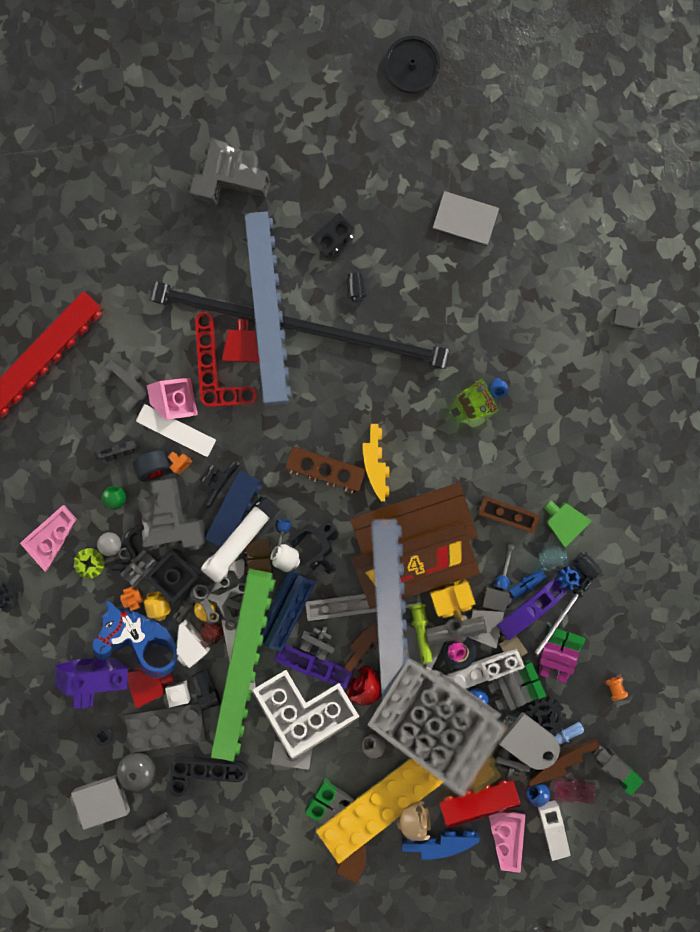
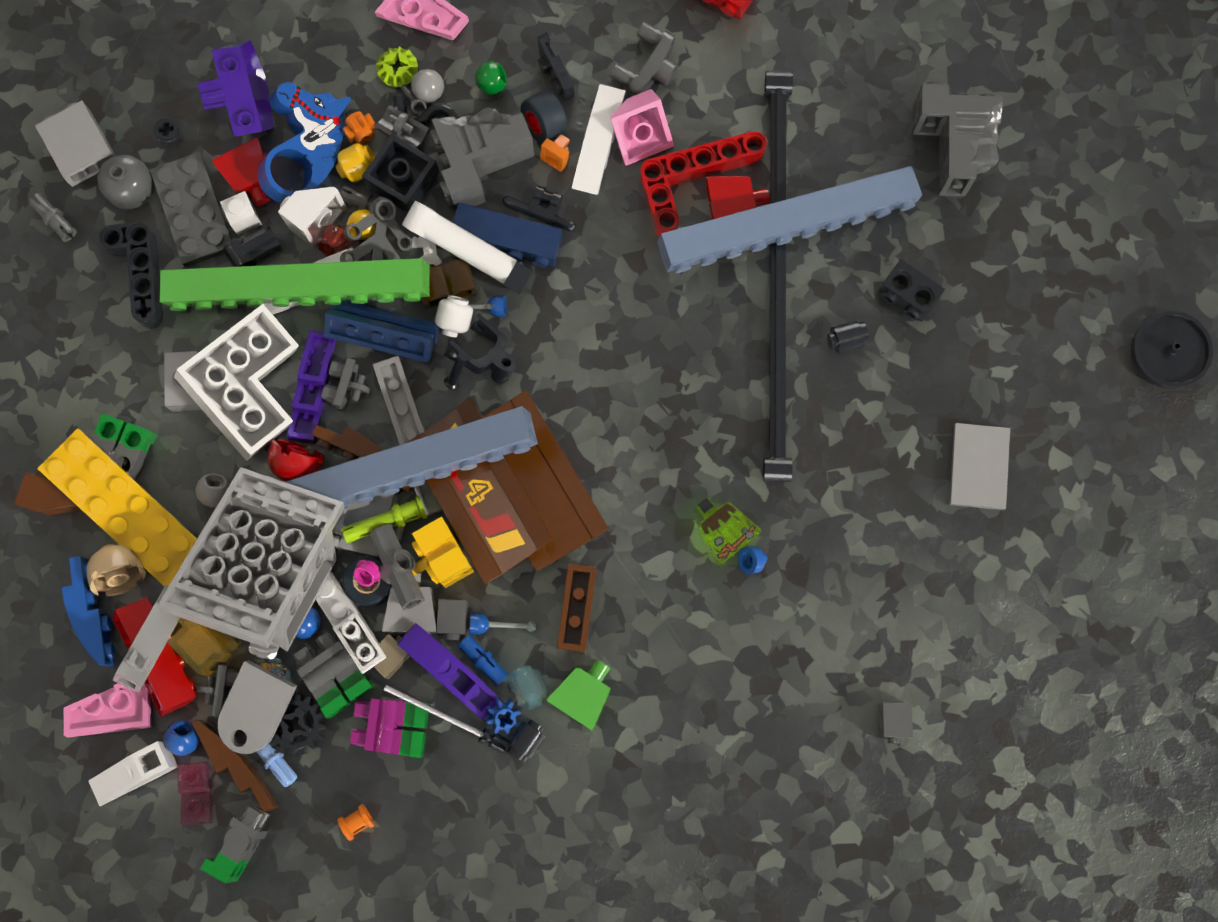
camera: 80 degrees right, 10 degrees down
(355, 473) = (598, 305): reddish brown brick -> none
(376, 471) = (599, 413): yellow slope -> none
(474, 806) = (146, 647): none -> light grey brick

